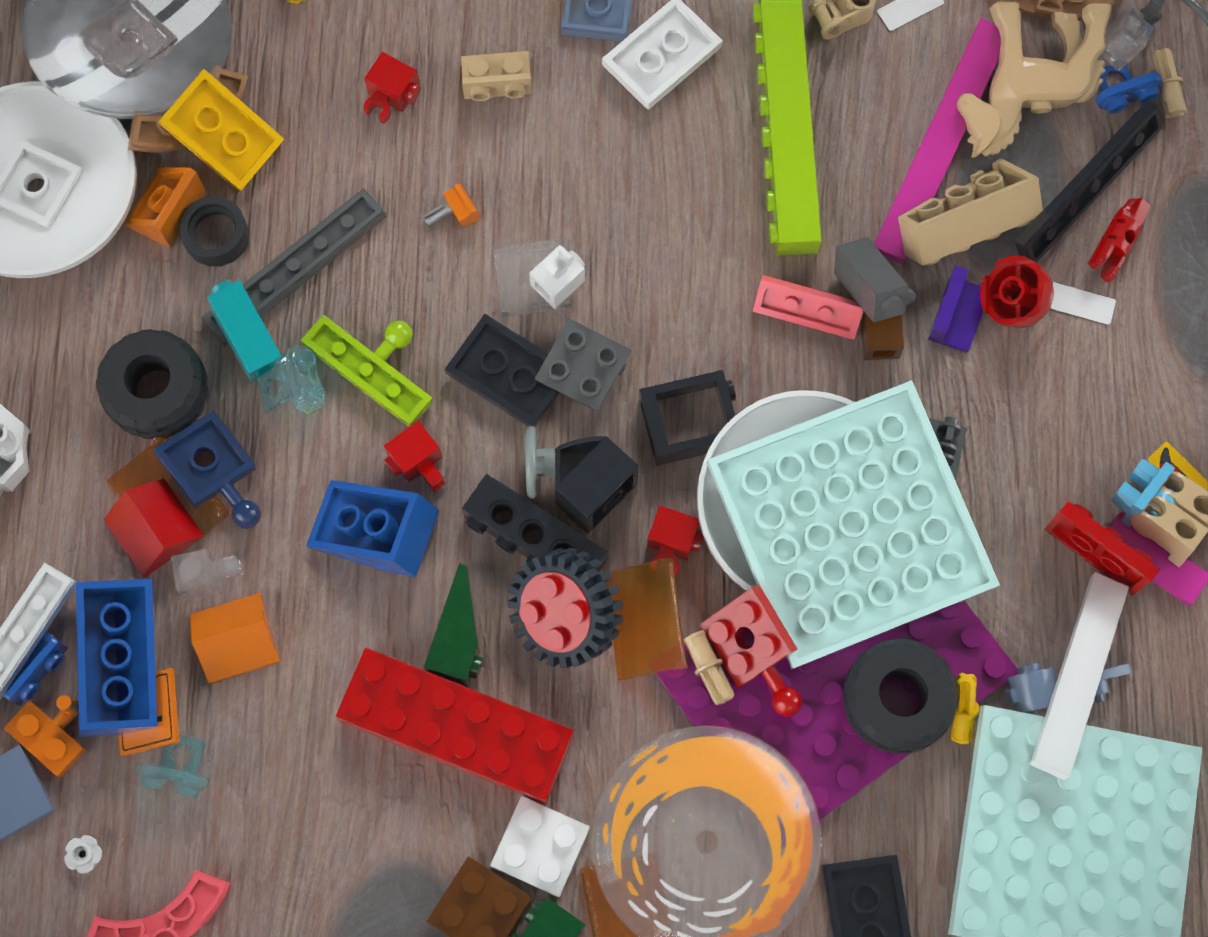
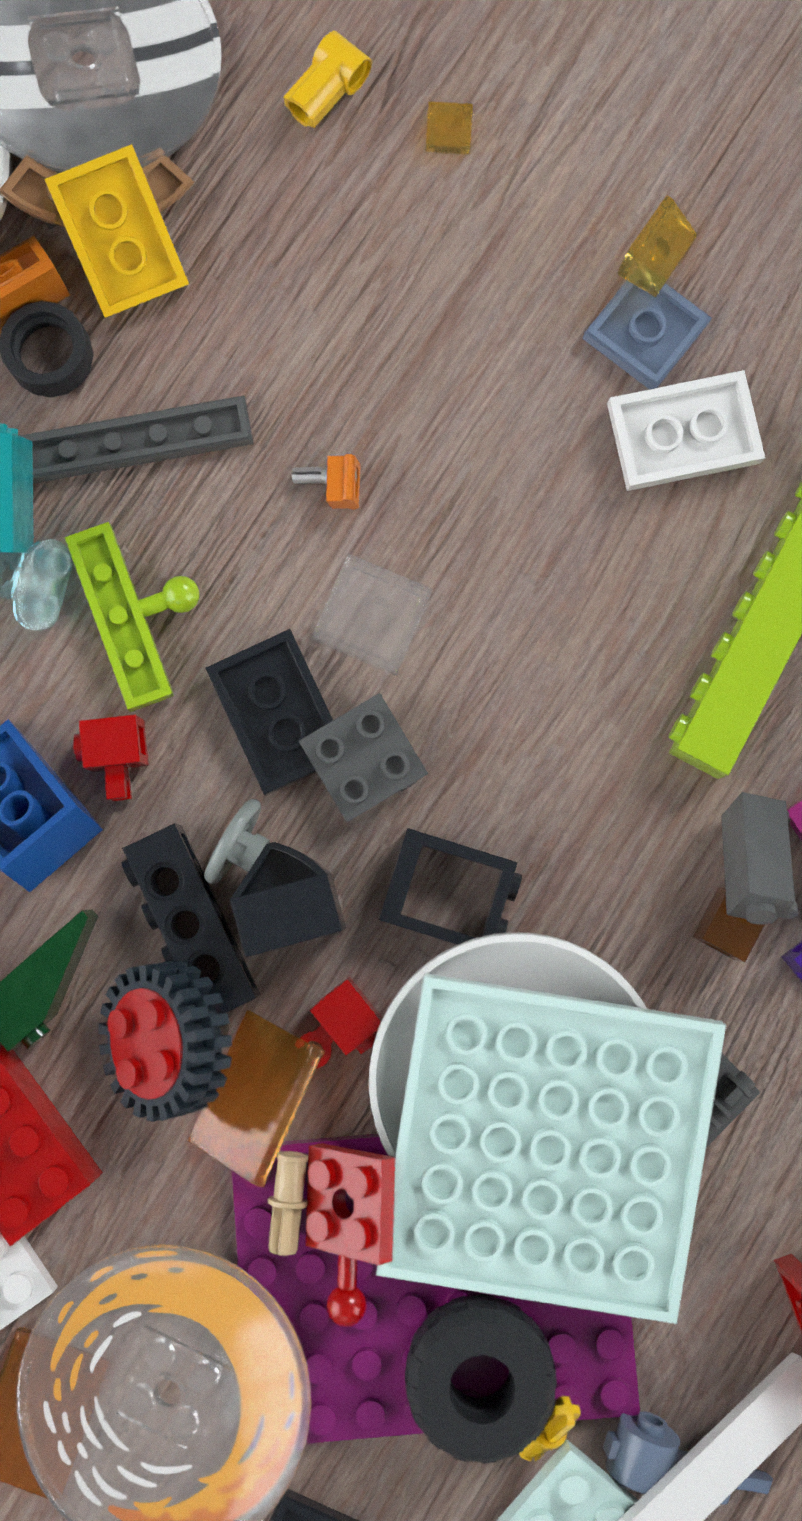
camera: 30 degrees right, 10 degrees up
(391, 85) = (348, 287): red brick -> none
(496, 75) = (476, 346): tan bracket -> none
(558, 275) = (398, 635): white brick -> none
(808, 307) = (665, 841): coral plate -> none

